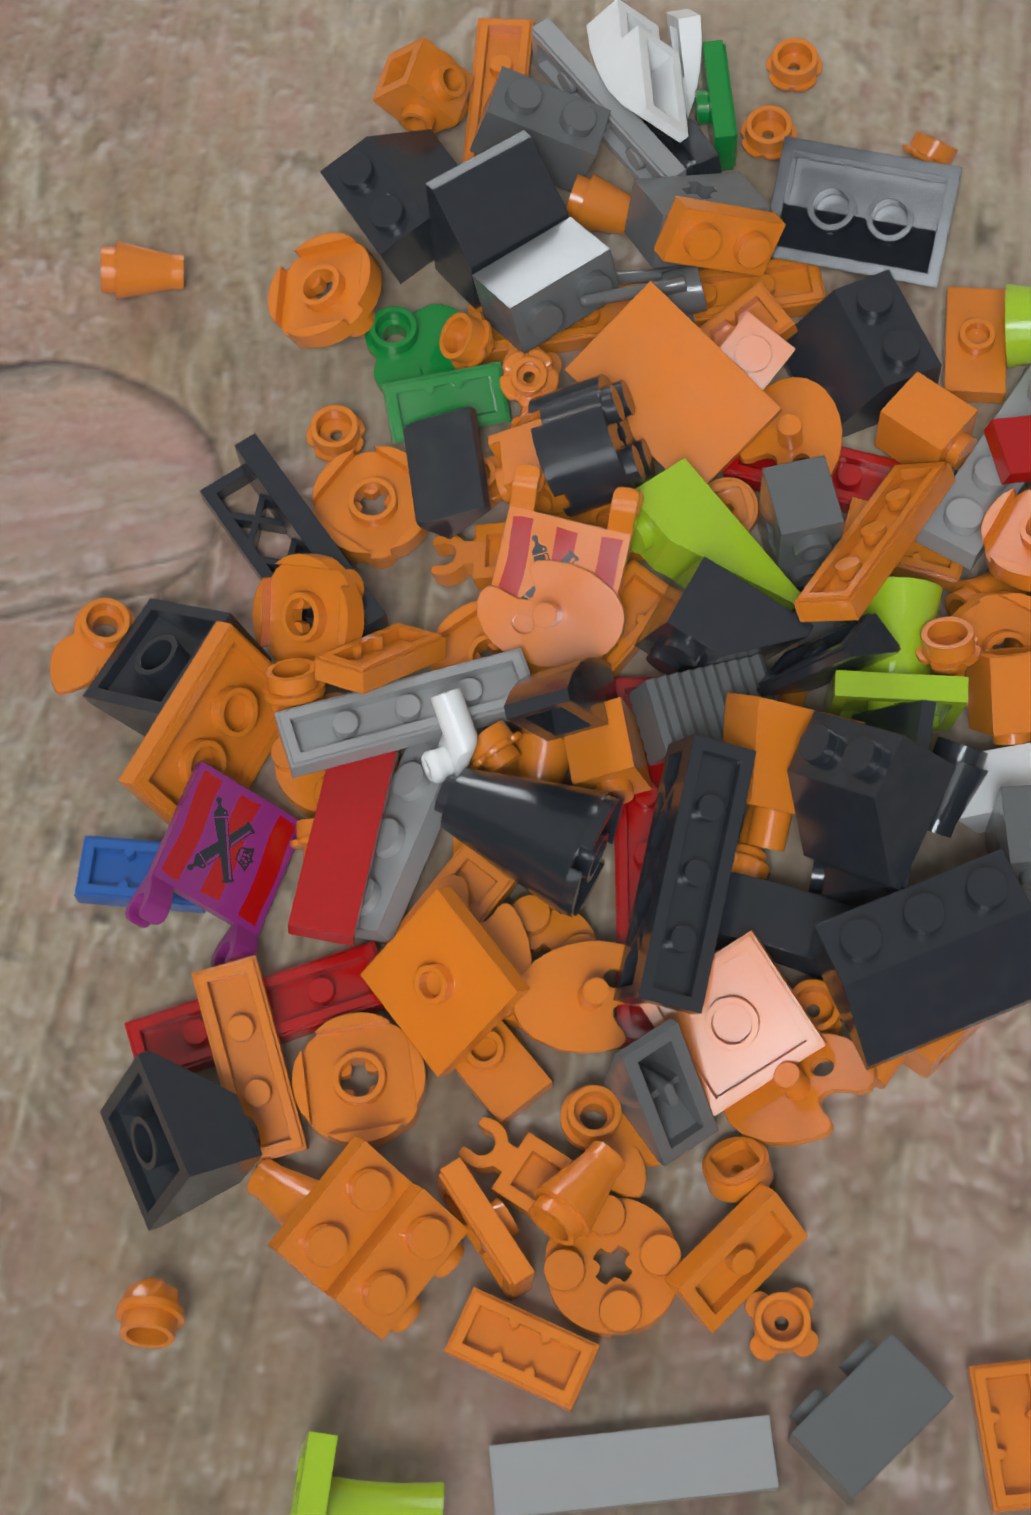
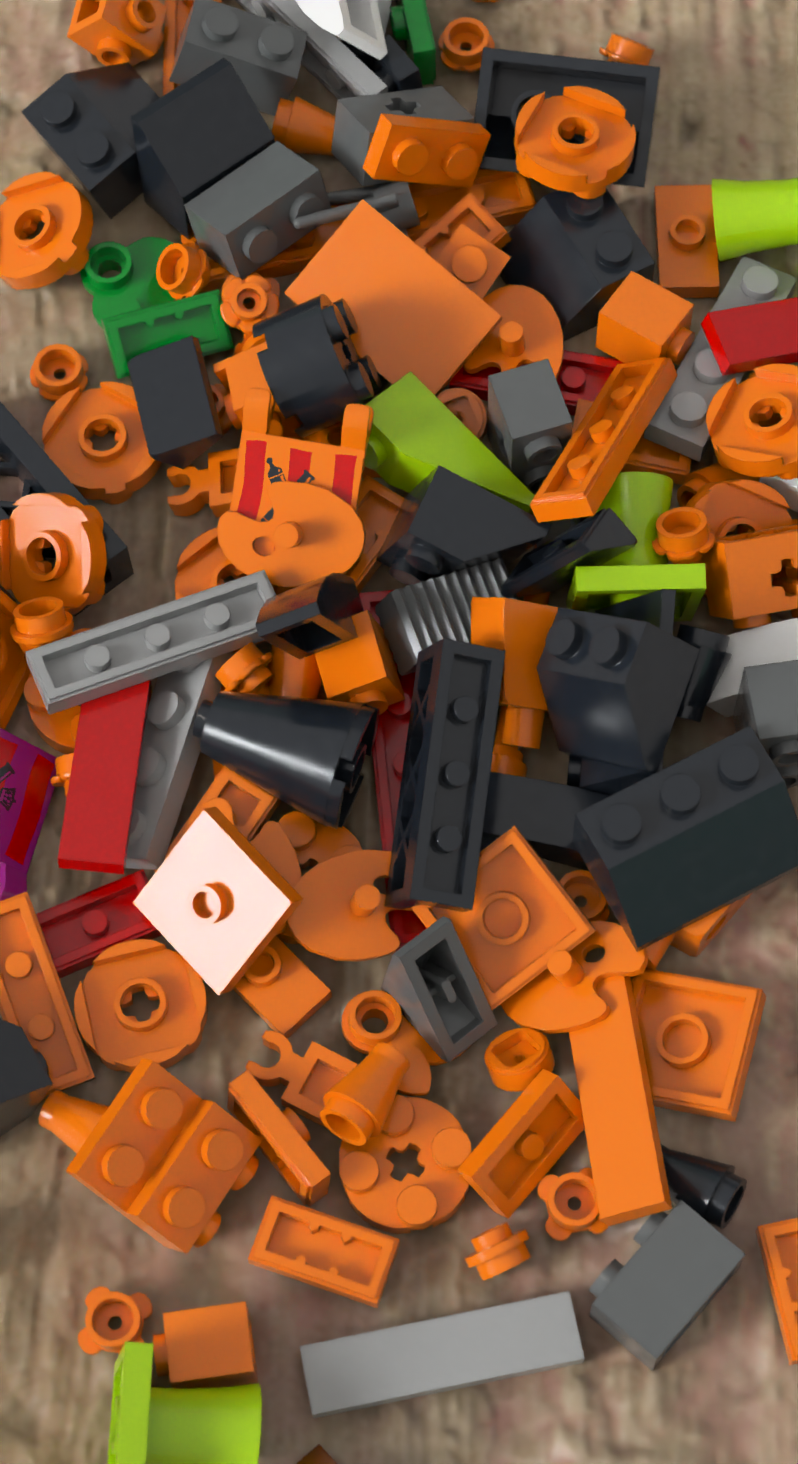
camera: 10 degrees left, 0 degrees up
(294, 1386) = (104, 1306): none -> orange plate
(380, 658) = (125, 590): orange plate -> none
(394, 1439) = (207, 1347): none -> orange brick
(457, 740) = (210, 662): white arm -> none
(699, 1366) = (498, 1250): none -> orange plate
(835, 1233) = (619, 1110): none -> orange tile
(865, 262) = (569, 166): none -> orange plate
(909, 1169) = (697, 1040): none -> orange plate
(911, 1315) = (704, 1185): none -> black cone

